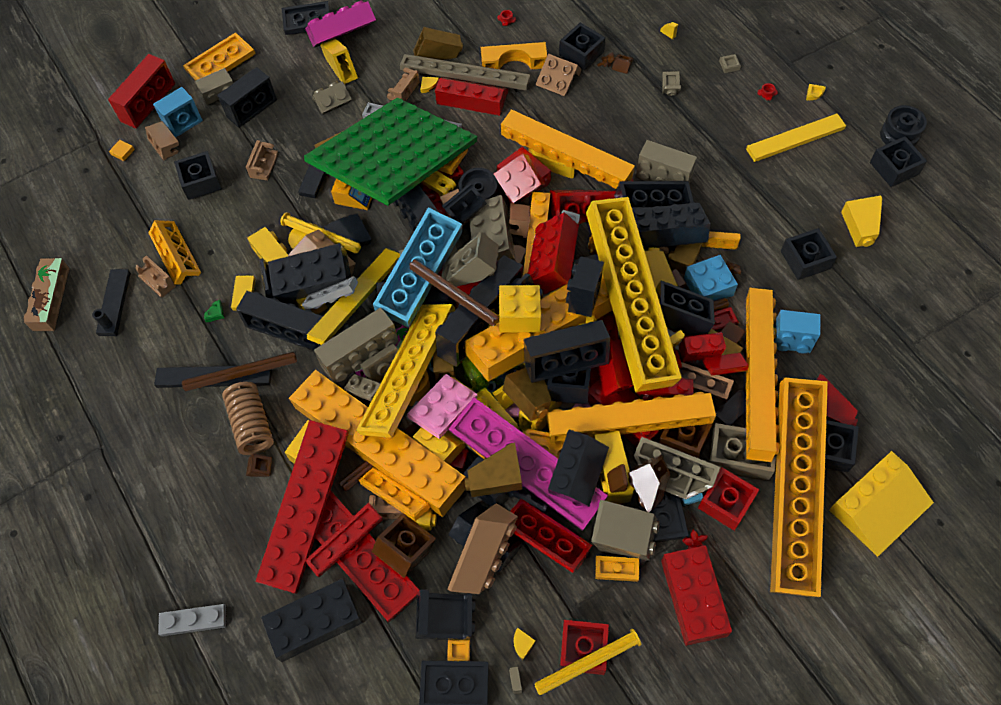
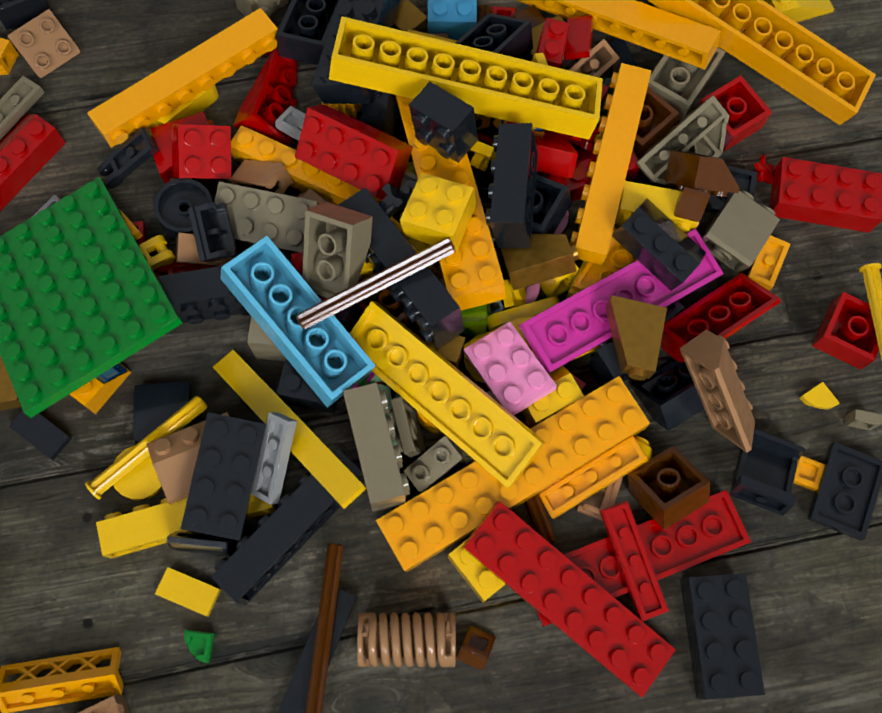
camera: 75 degrees left, 10 degrees up
(500, 146) = (128, 157): none -> black hinge

